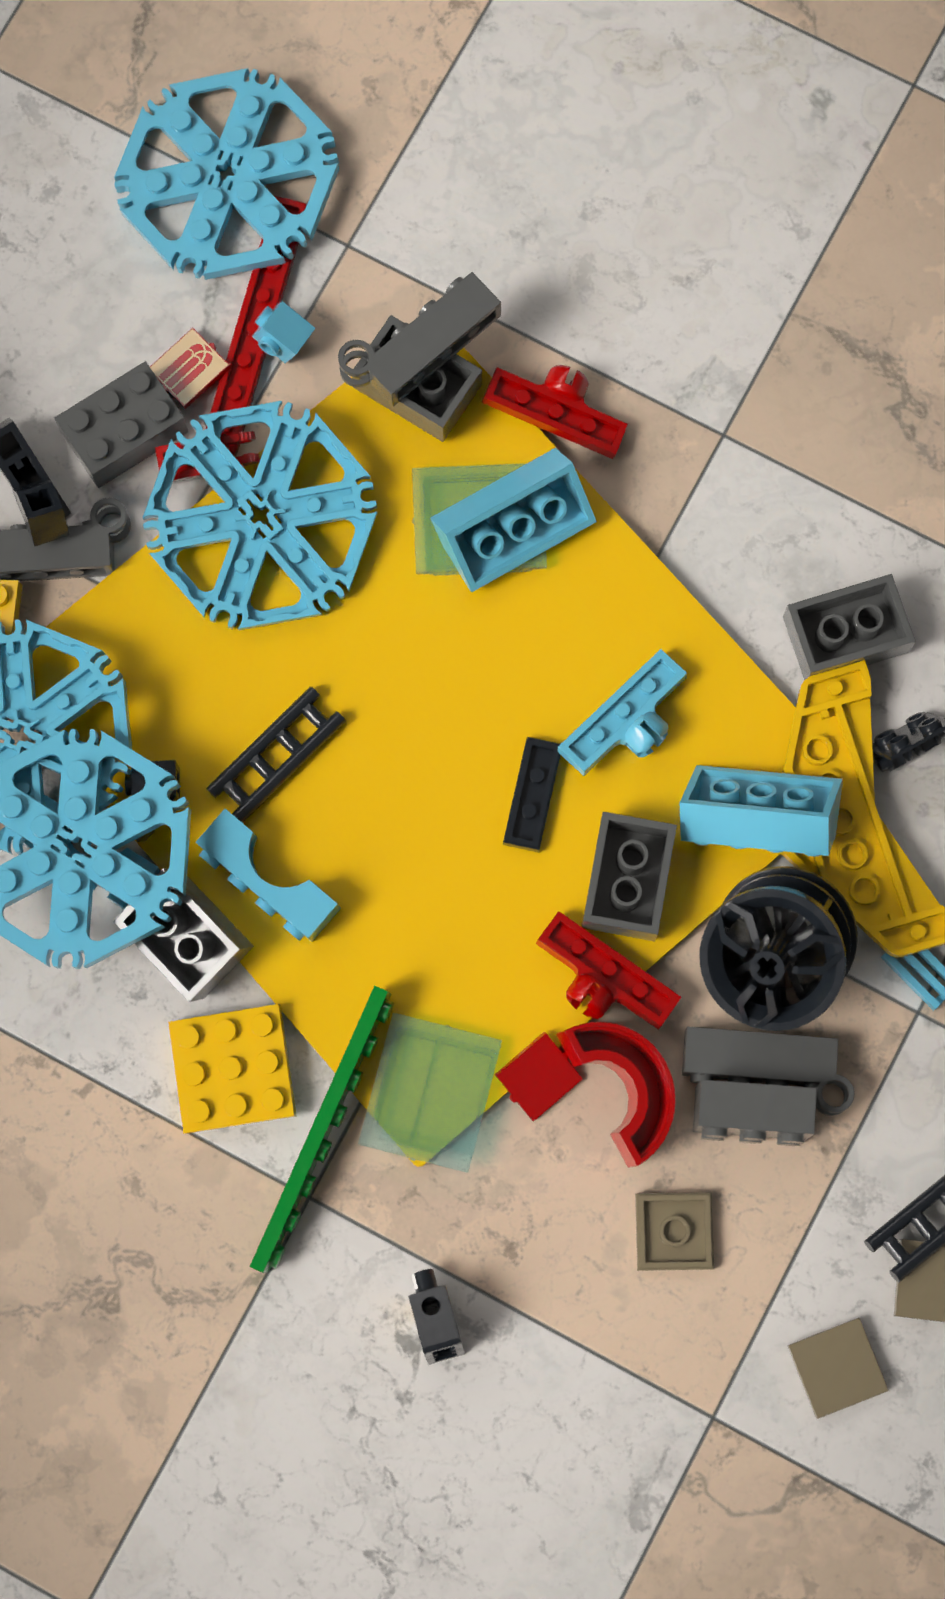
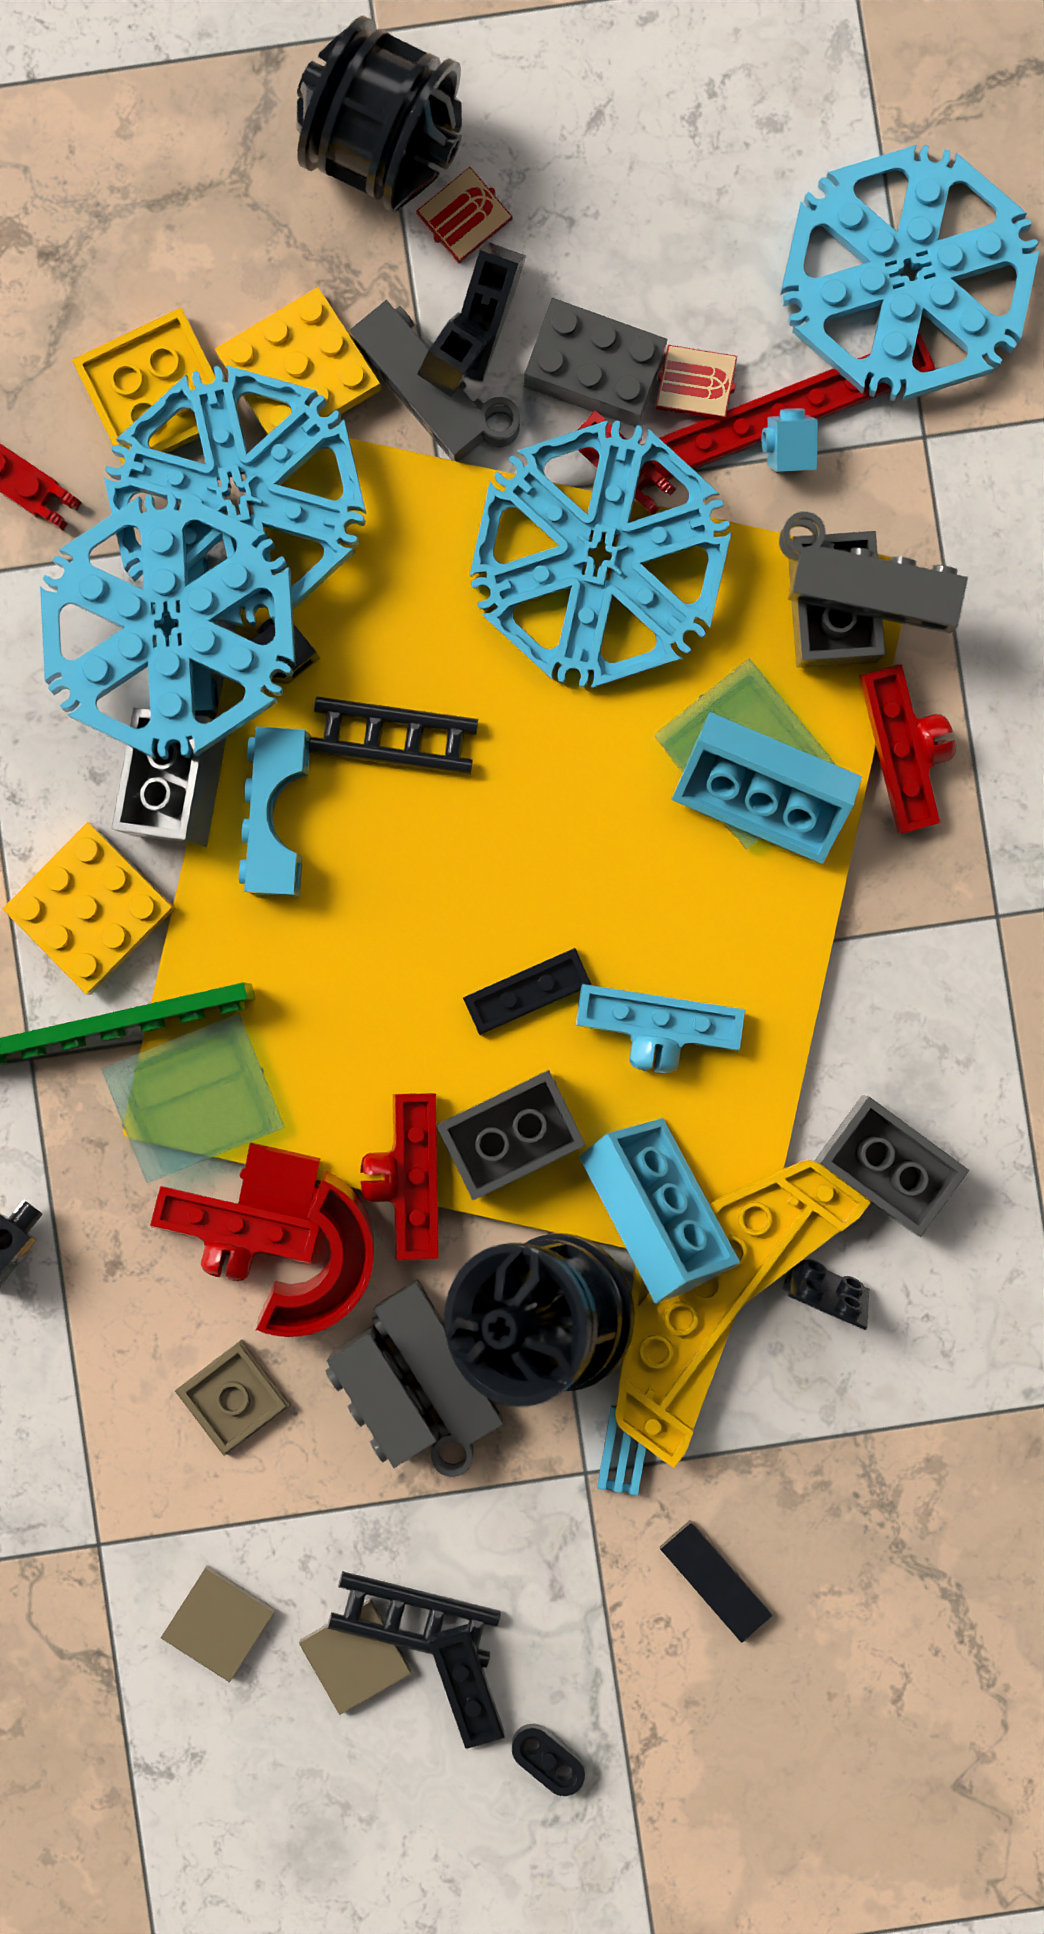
camera: 50 degrees right, 10 degrees up
(550, 1136) = (233, 1231): none -> red plate

